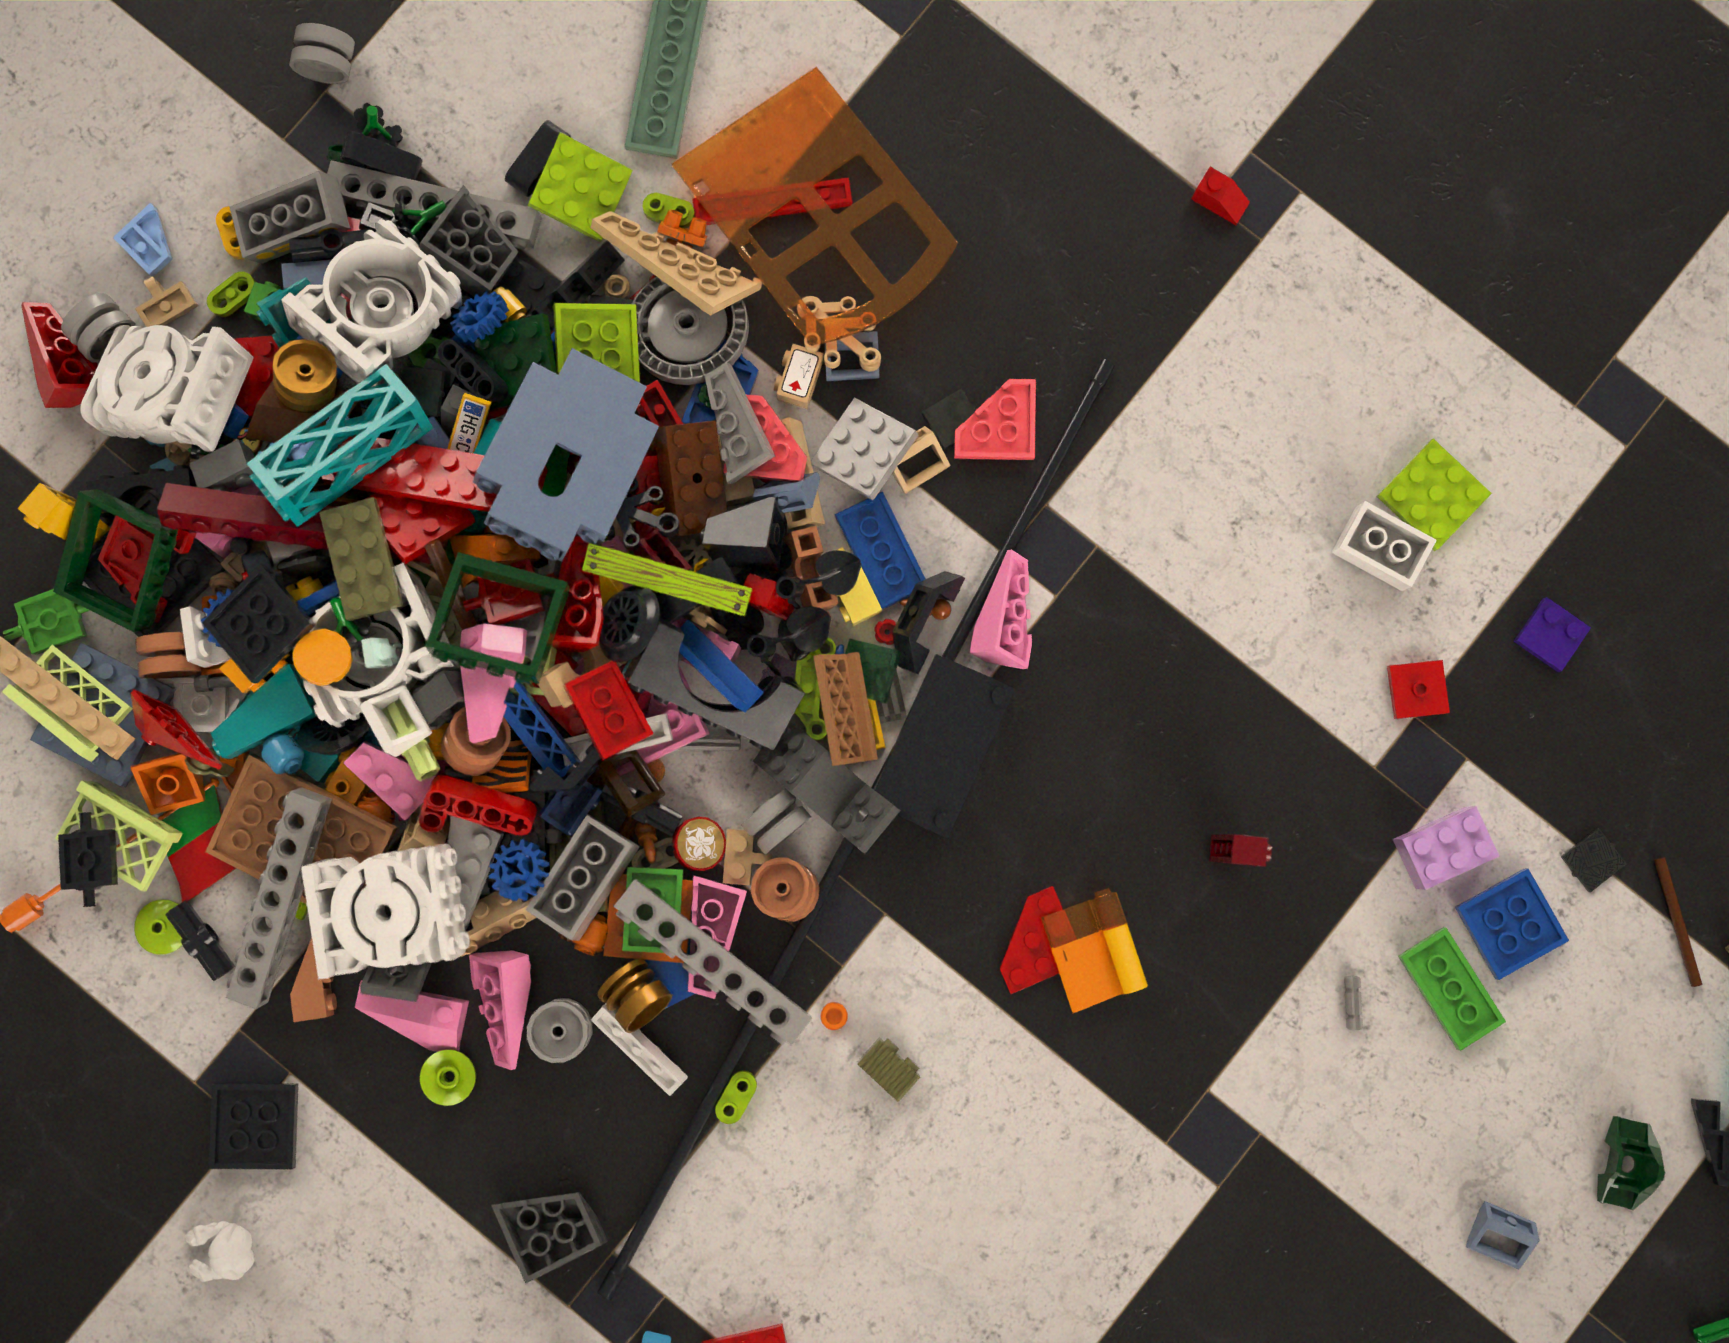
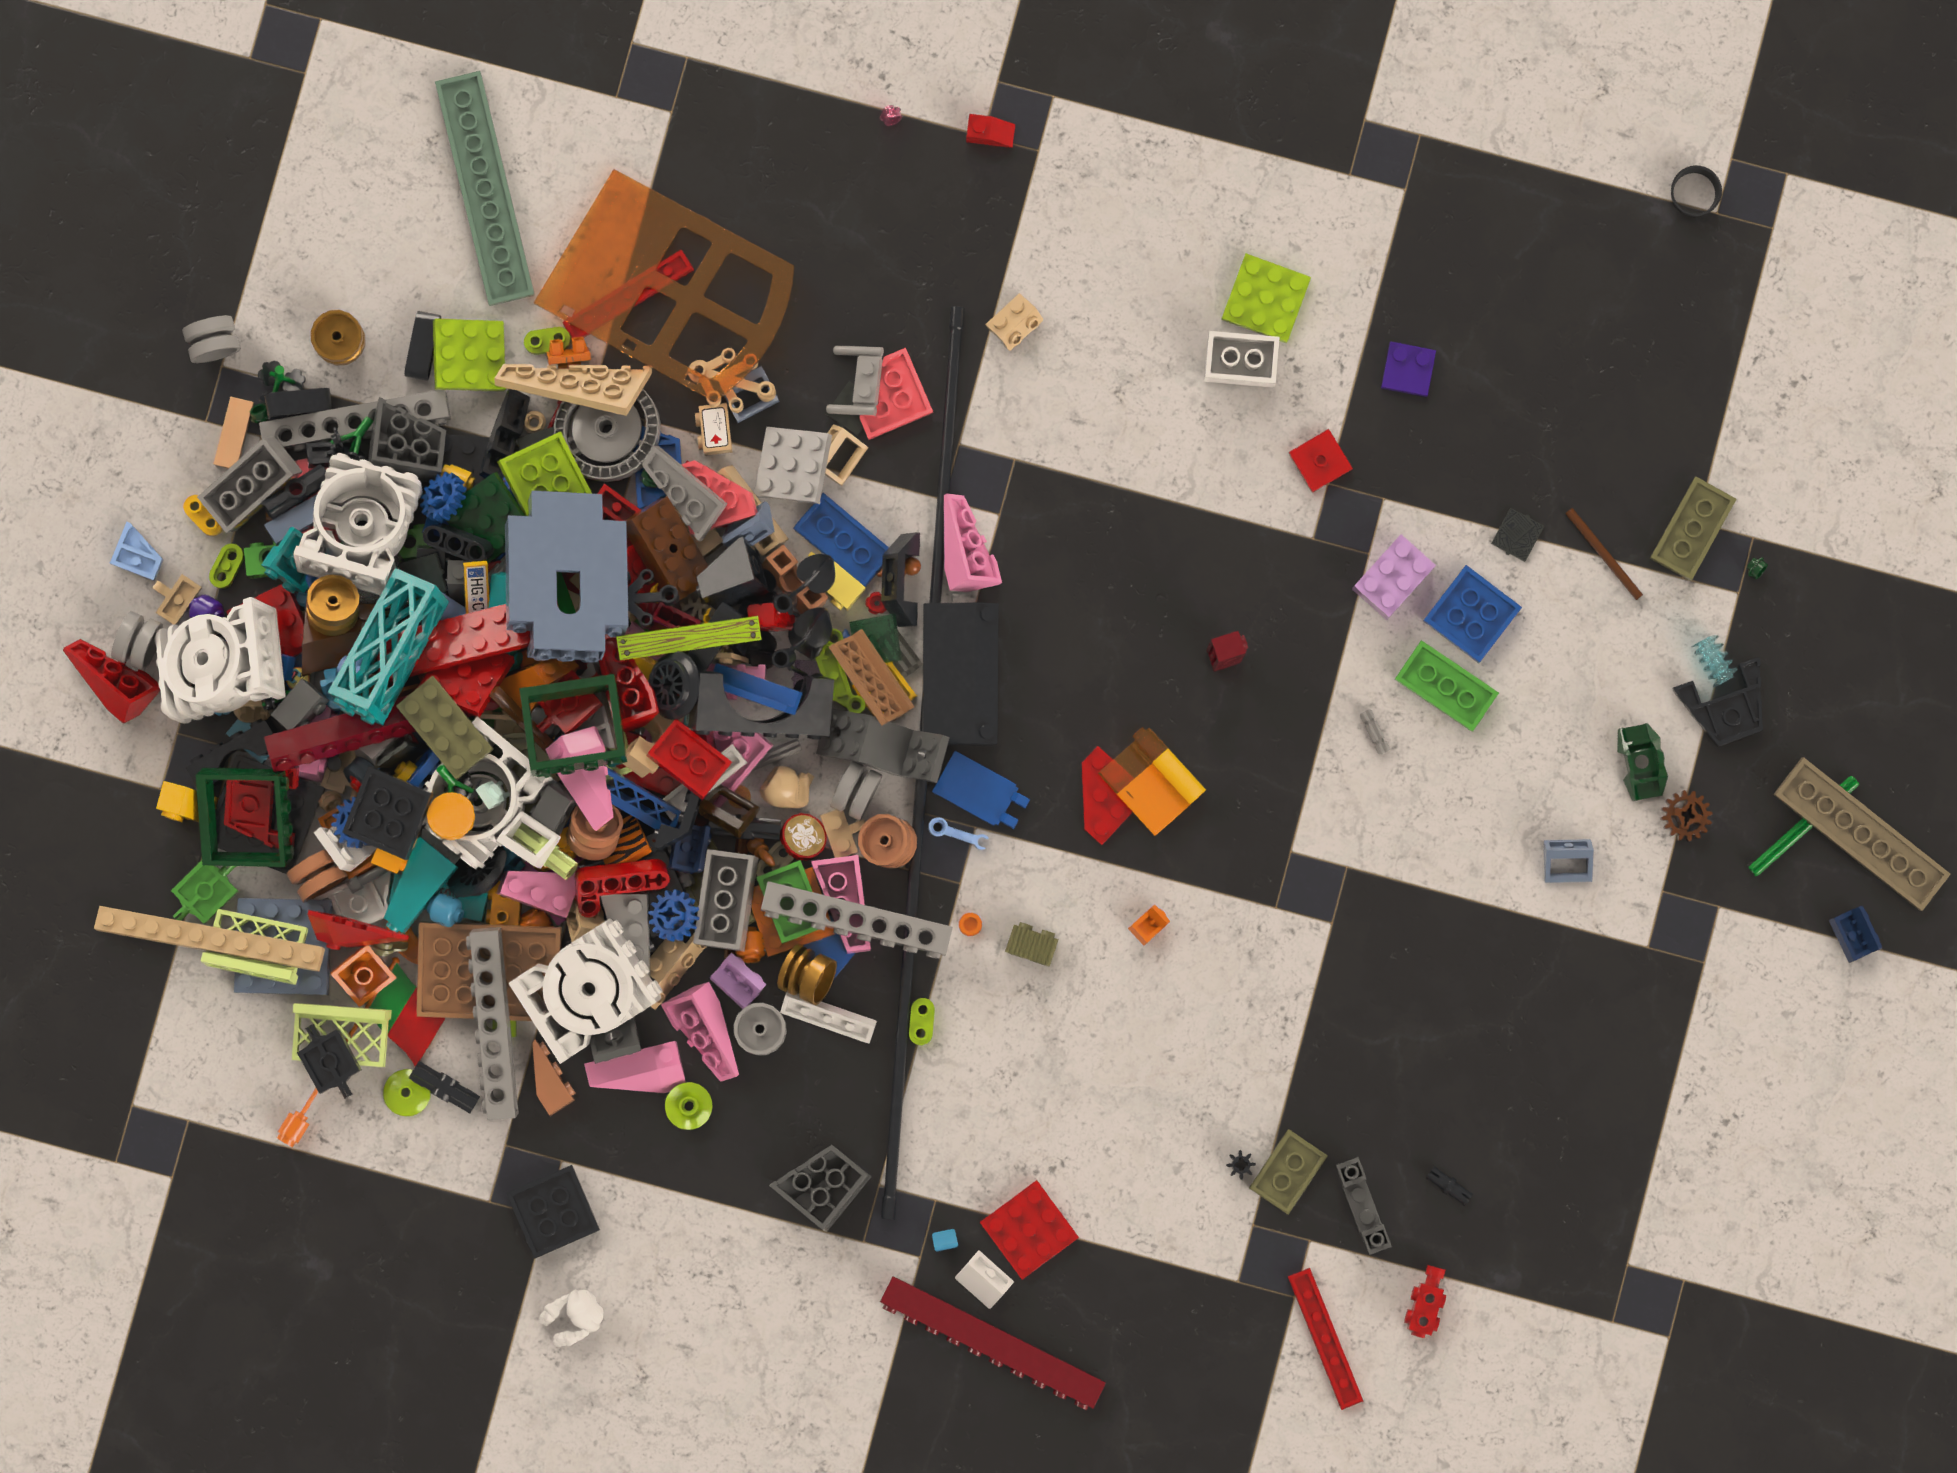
camera: 20 degrees left, 0 degrees up
(188, 324) = (205, 605): none -> dark purple head
(306, 158) = (233, 432): none -> light nougat tile
(453, 110) = (339, 351): none -> pearl gold wheel
(560, 967) = (738, 981): none -> lavender bracket
(704, 784) = (786, 788): none -> tan piece
(857, 908) = (950, 831): none -> light blue brick
(906, 877) = (979, 790): none -> blue tile
(979, 395) = (866, 380): none -> light grey plate
(1024, 1103) = (1149, 924): none -> orange bracket
(1126, 136) = (891, 115): none -> clear pink plate
(1161, 403) = (1015, 321): none -> tan bracket
(1664, 1245) = (1676, 812): none -> reddish brown gear

